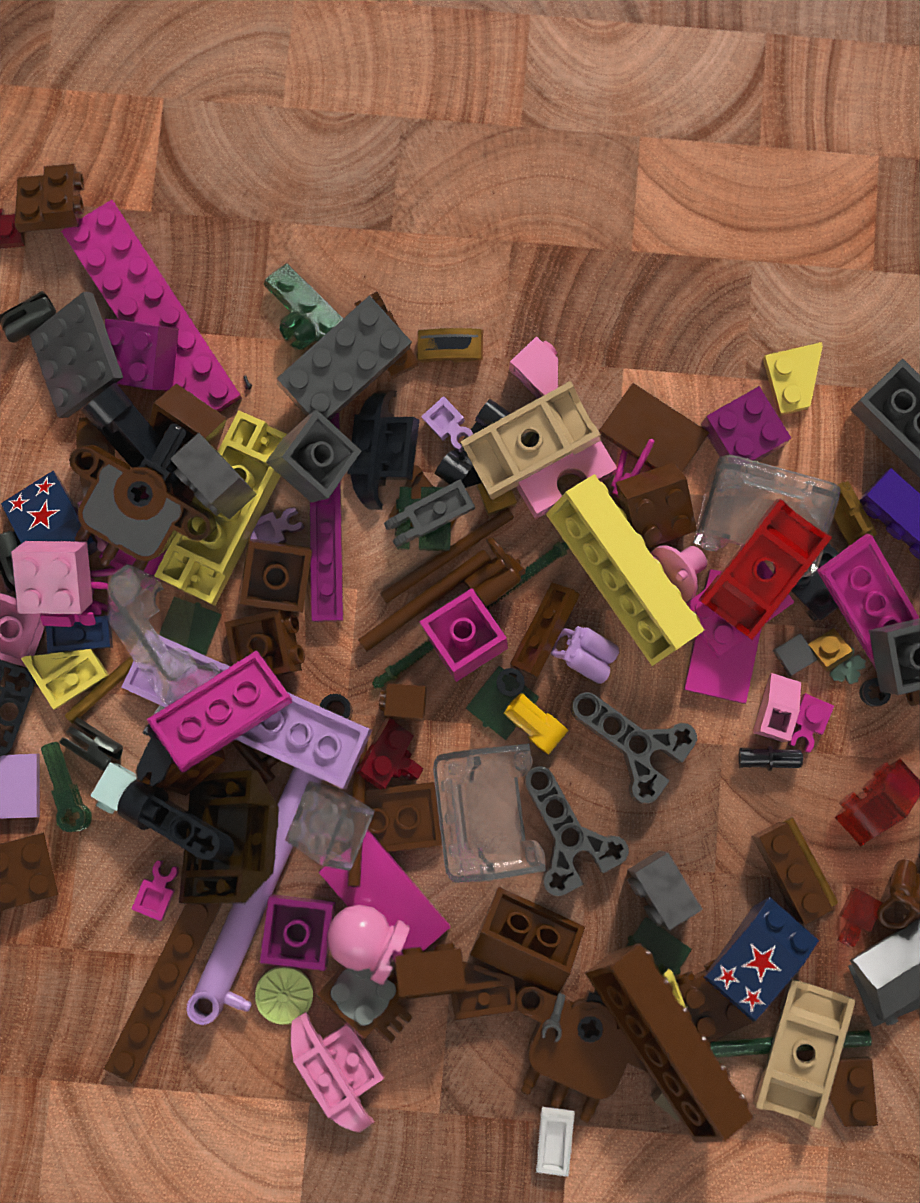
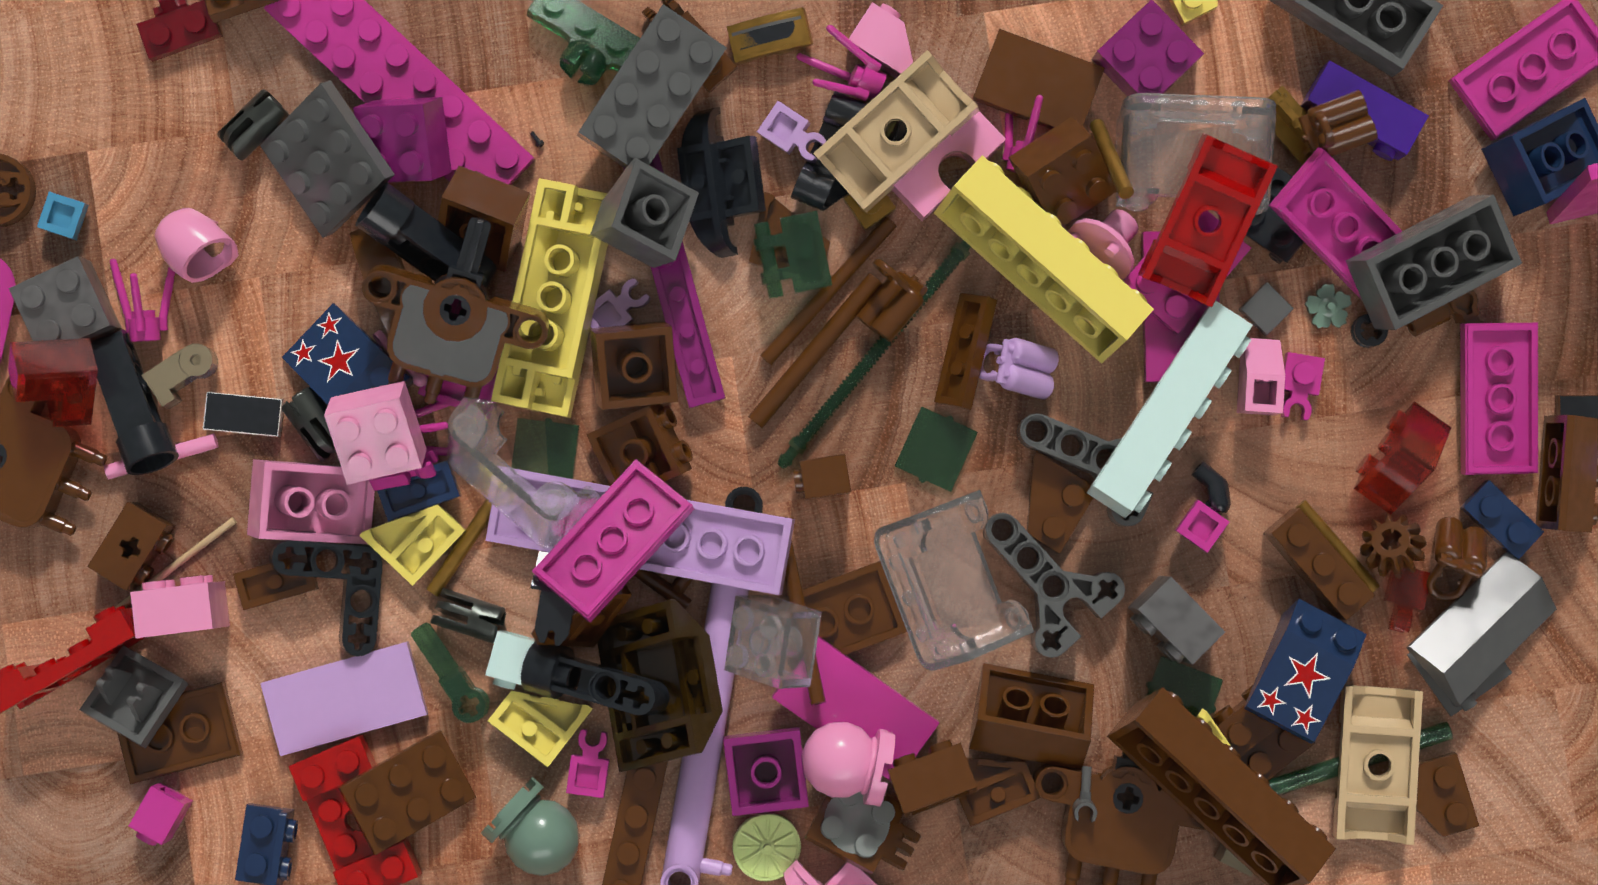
camera: 20 degrees left, 5 degrees up
(97, 936) = (536, 832): none -> sand green tile
(125, 846) = (539, 723): none -> light yellow wing
(211, 477) = (527, 264): flat silver brick -> none
(389, 756) = (820, 544): dark red hinge -> none
(432, 512) = (802, 246): dark grey hinge -> none
(464, 634) = (873, 380): dark pink slope -> none
(515, 396) = (865, 79): none -> dark pink plant
(519, 679) = (949, 417): black bush -> none
(541, 727) = (988, 467): yellow piece -> none
(589, 769) = (1056, 502): none -> reddish brown wing
(698, 504) = (1111, 159): none -> pearl gold bar
(698, 715) = (1170, 409): none -> light aqua brick
(703, 817) = (1202, 526): none -> dark pink tile
(723, 790) = (1217, 487): none -> black arm
(770, 758) = (1263, 438): black axle -> none
(830, 649) = (1306, 293): pearl gold plate -> none
(858, 861) = (1398, 532): none -> reddish brown gear
(888, 519) = (1338, 124): none -> reddish brown piece

